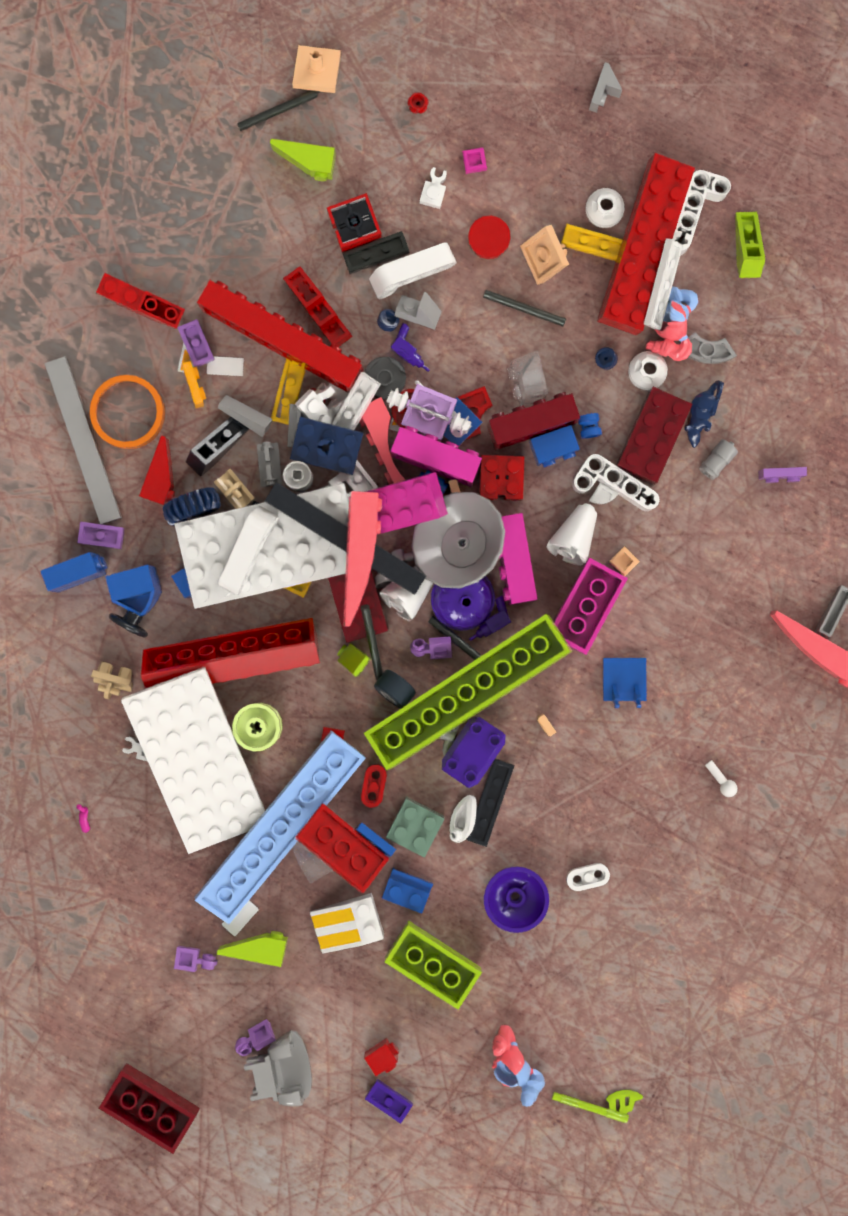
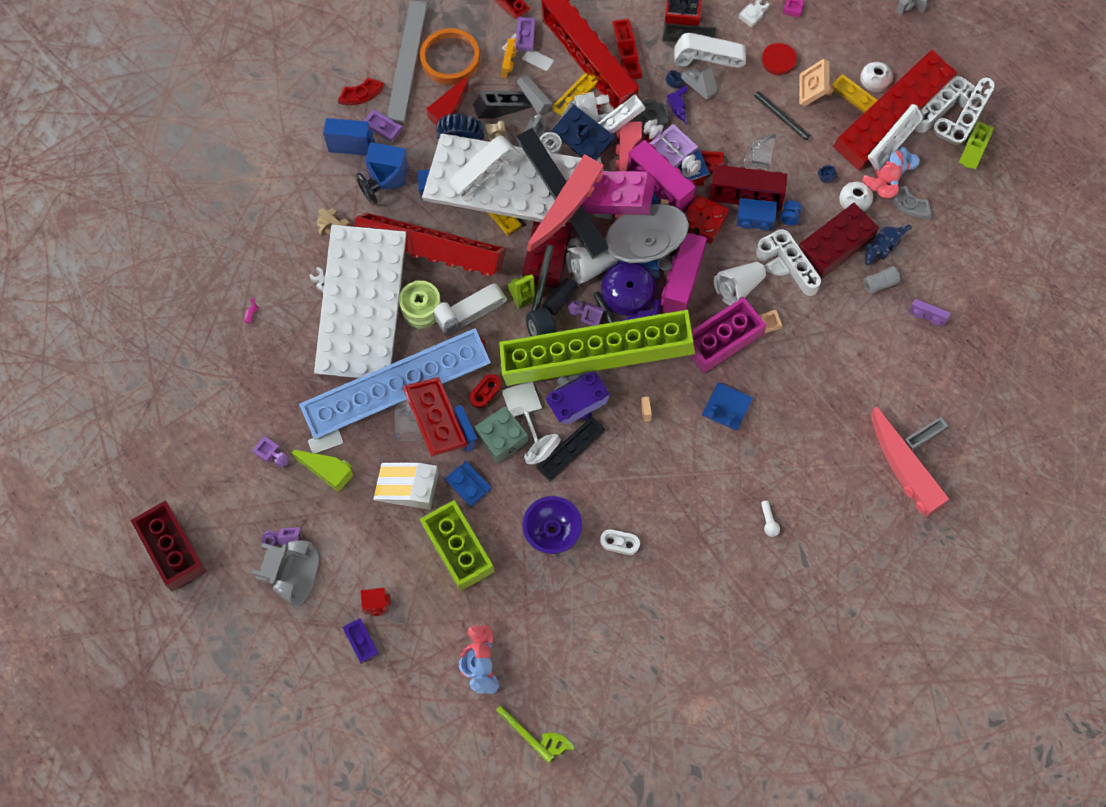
camera: 30 degrees right, 20 degrees down
(54, 505) = (362, 93): none -> red tile
(310, 704) = (468, 310): none -> white beam
(396, 643) = (560, 296): none -> black axle
(415, 776) = (522, 400): none -> white piece
(725, 212) = (969, 111): none -> white beam

